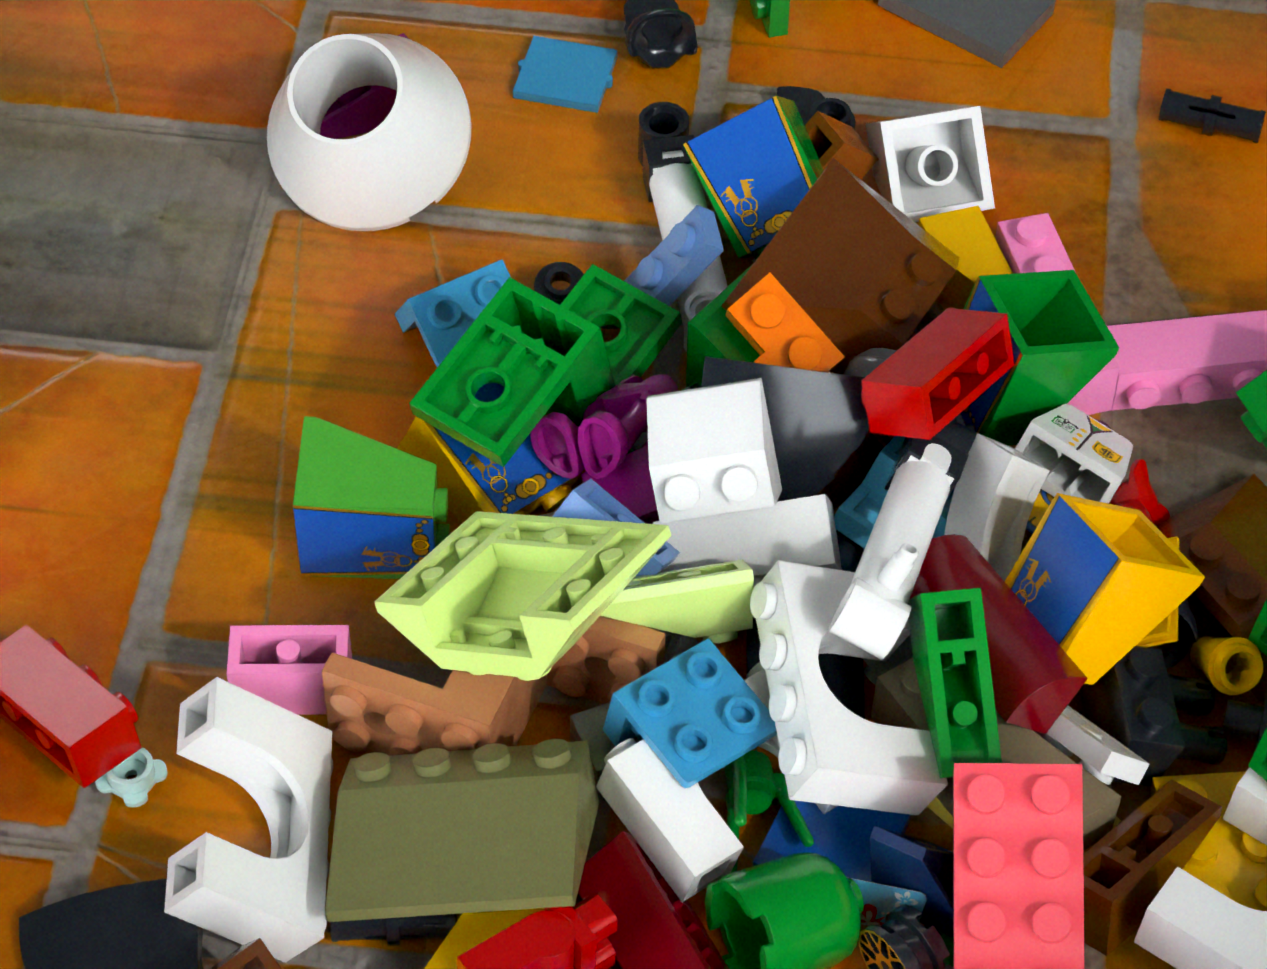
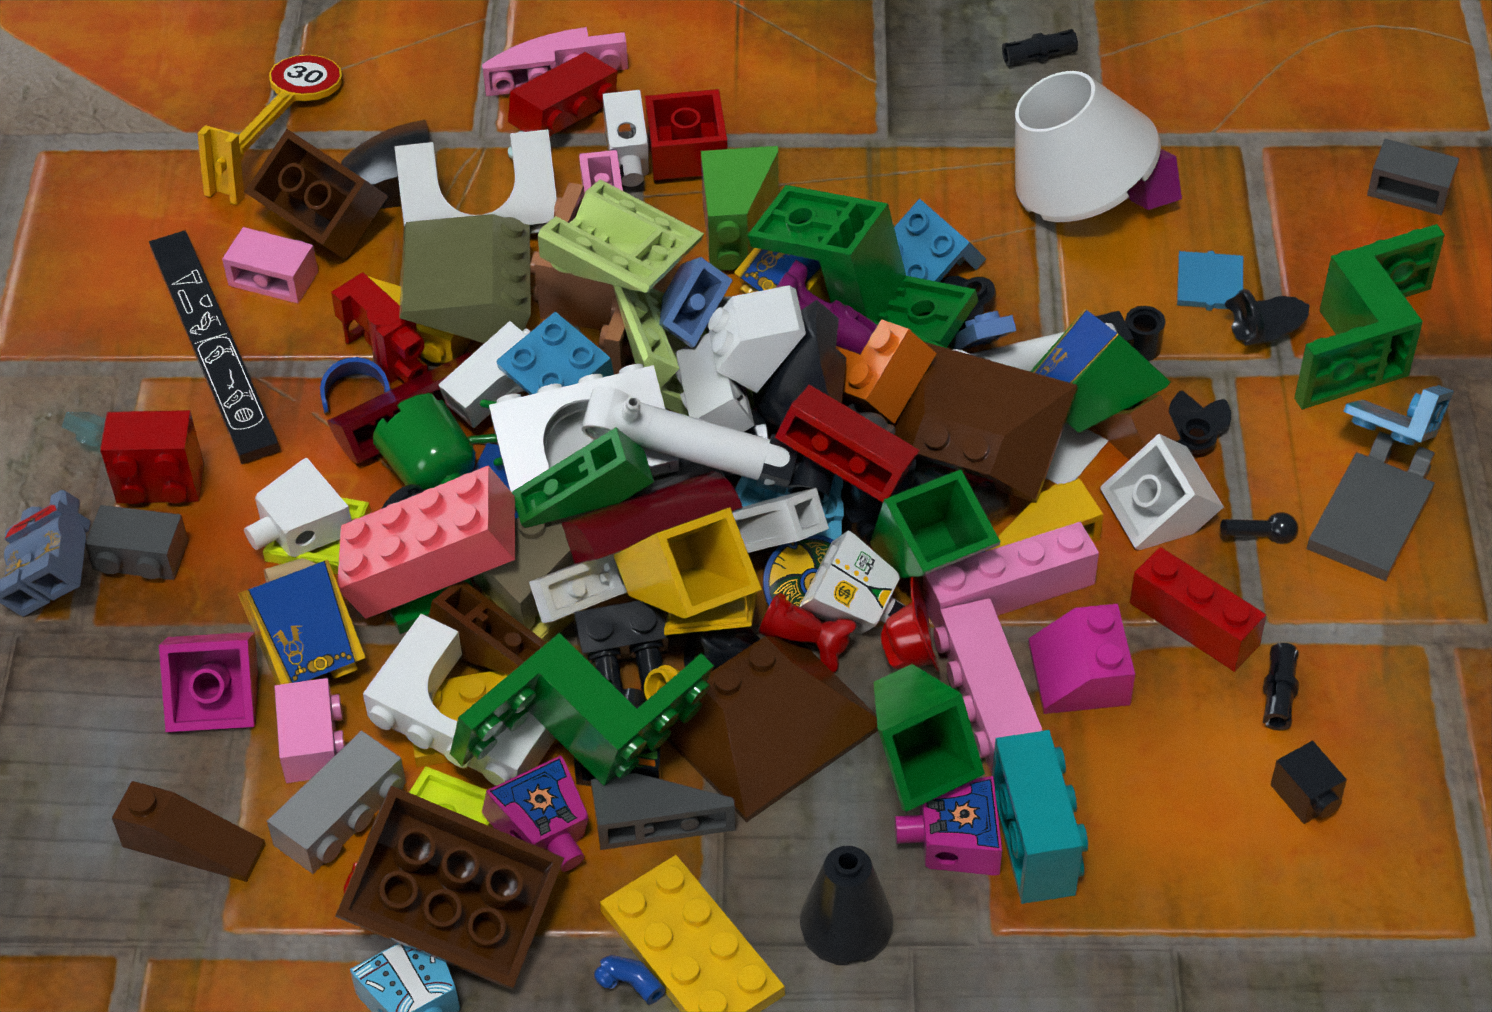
camera: 85 degrees right, 0 degrees up
(95, 162) = (1039, 47): none -> black pin
(174, 630) = (630, 145): none -> white torso
(185, 557) = (681, 128): none -> red brick
(975, 82) = (1278, 528): none -> black bar
(1110, 158) = (1197, 608): none -> red brick
(1141, 412) = (908, 633): none -> red piece
(1178, 263) = (1083, 661): none -> dark pink slope

